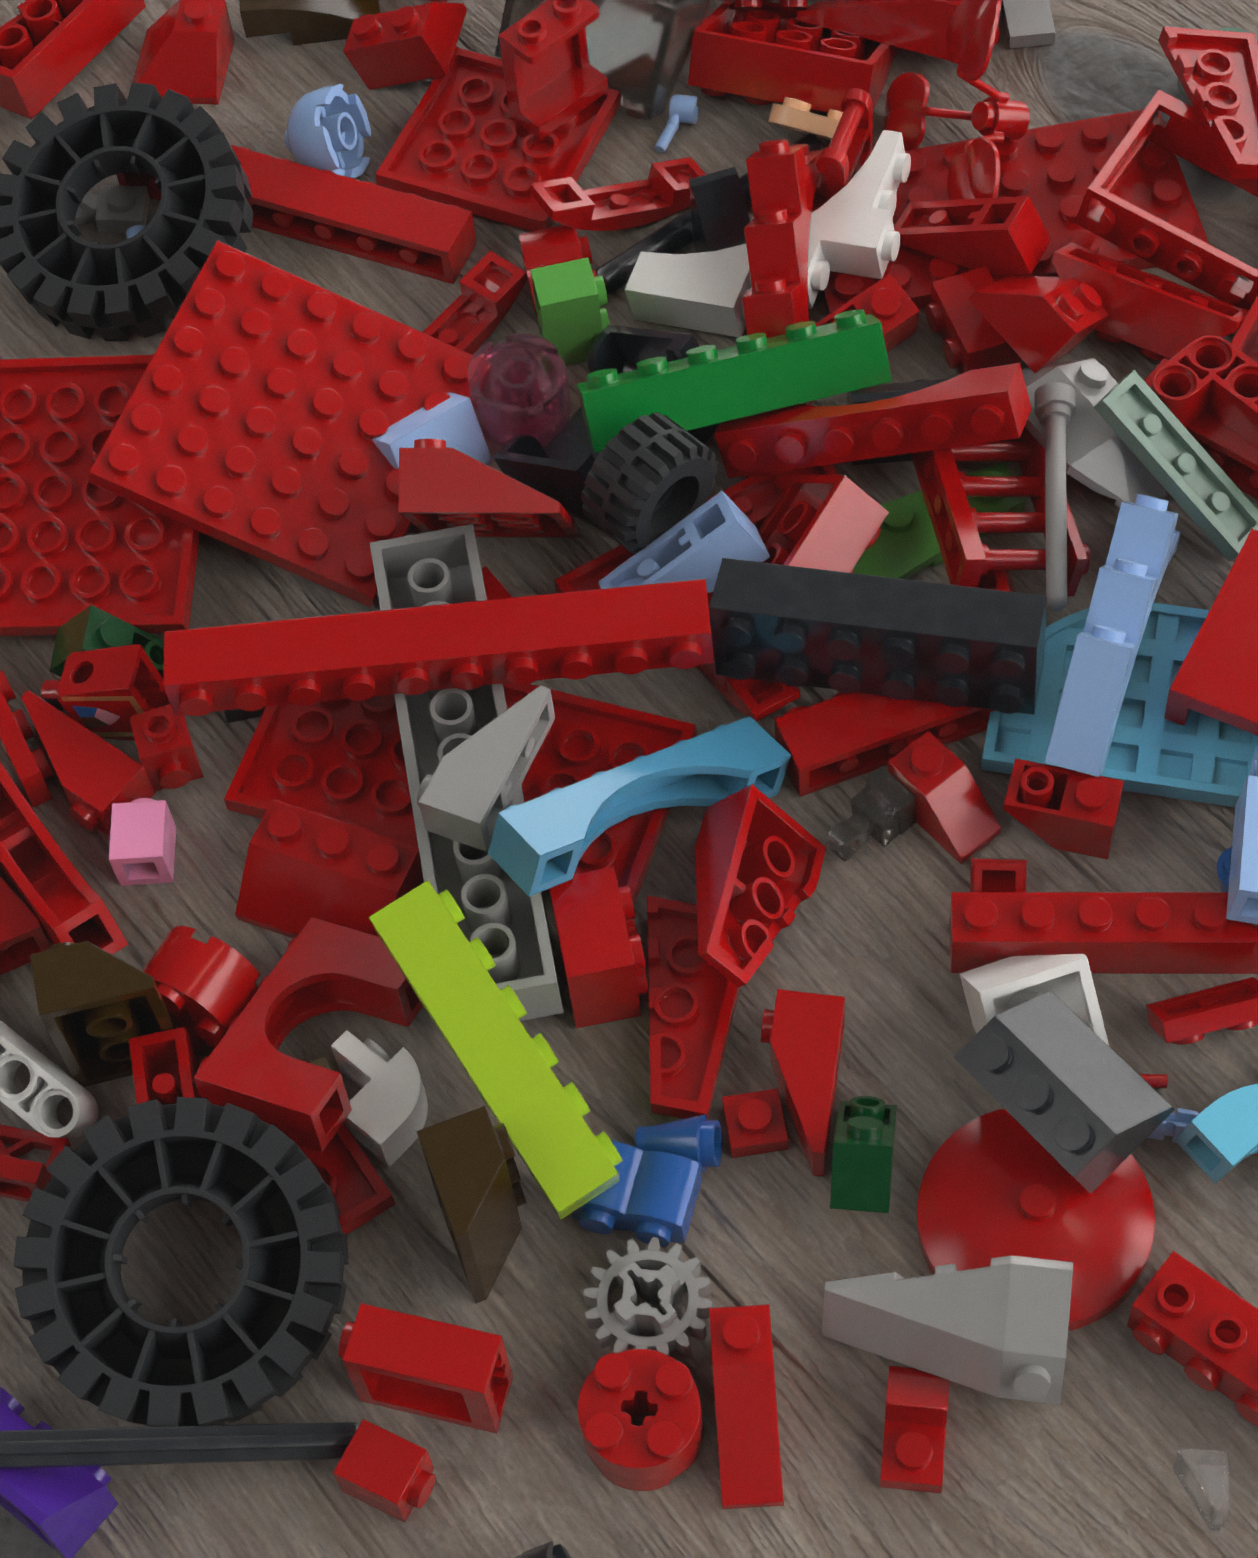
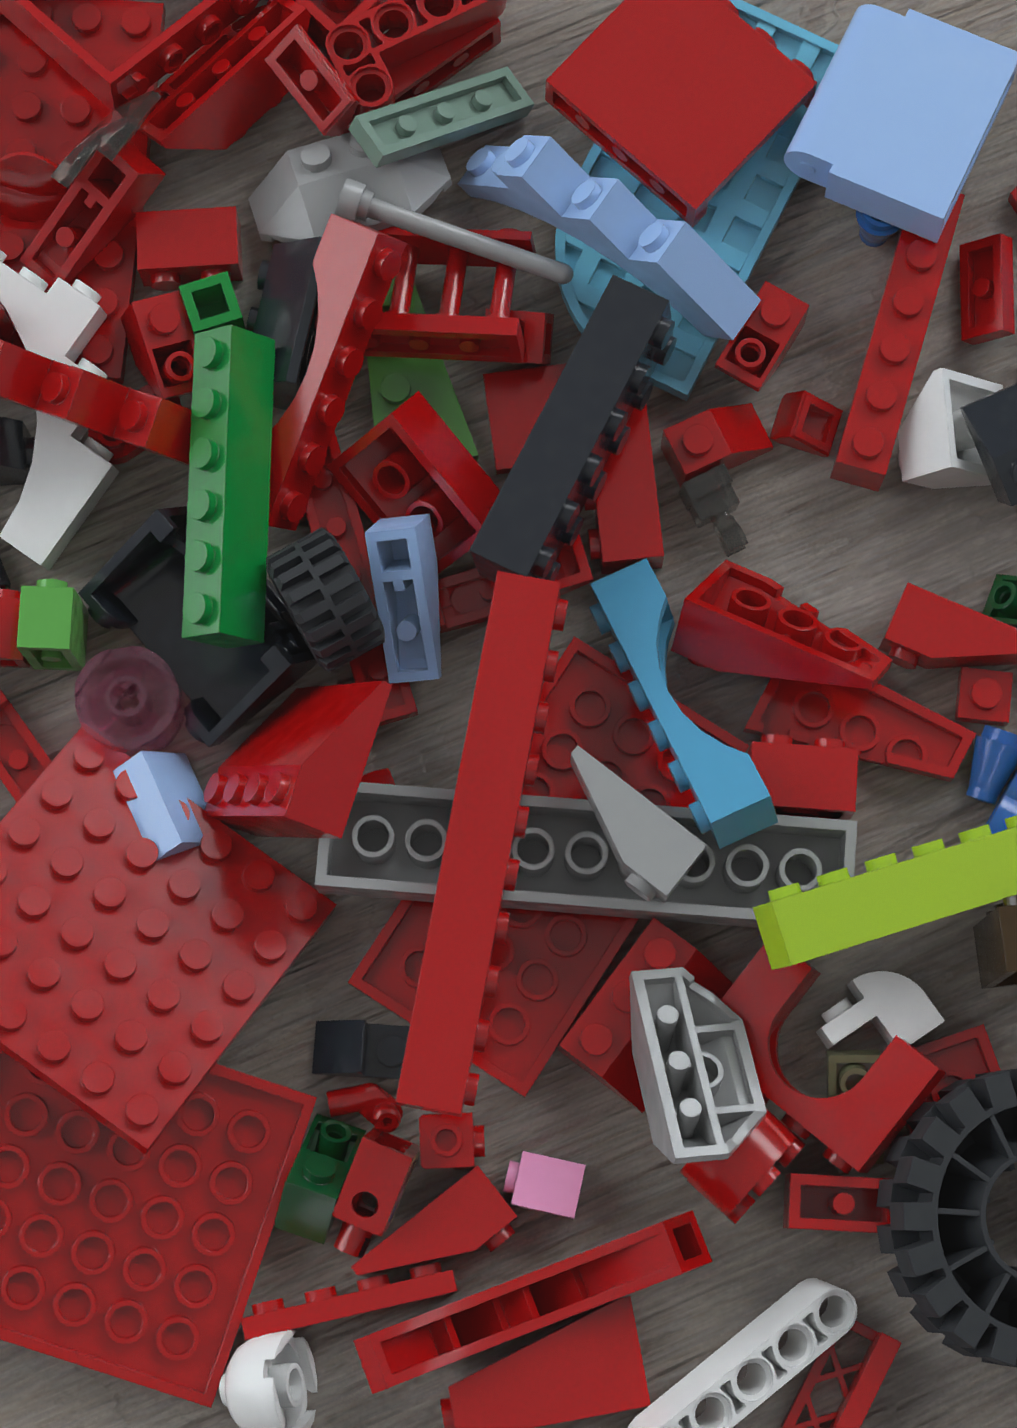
camera: 80 degrees left, 20 degrees up
(94, 1008) = (761, 1248): dark brown slope -> none
(262, 892) = (692, 1067): none -> light grey wedge
(917, 348) = (211, 303): none -> green brick
(1038, 202) = (107, 136): none -> clear smoke slope
(1040, 315) = (224, 180): red slope -> none
(1160, 339) = (313, 82): none -> red slope

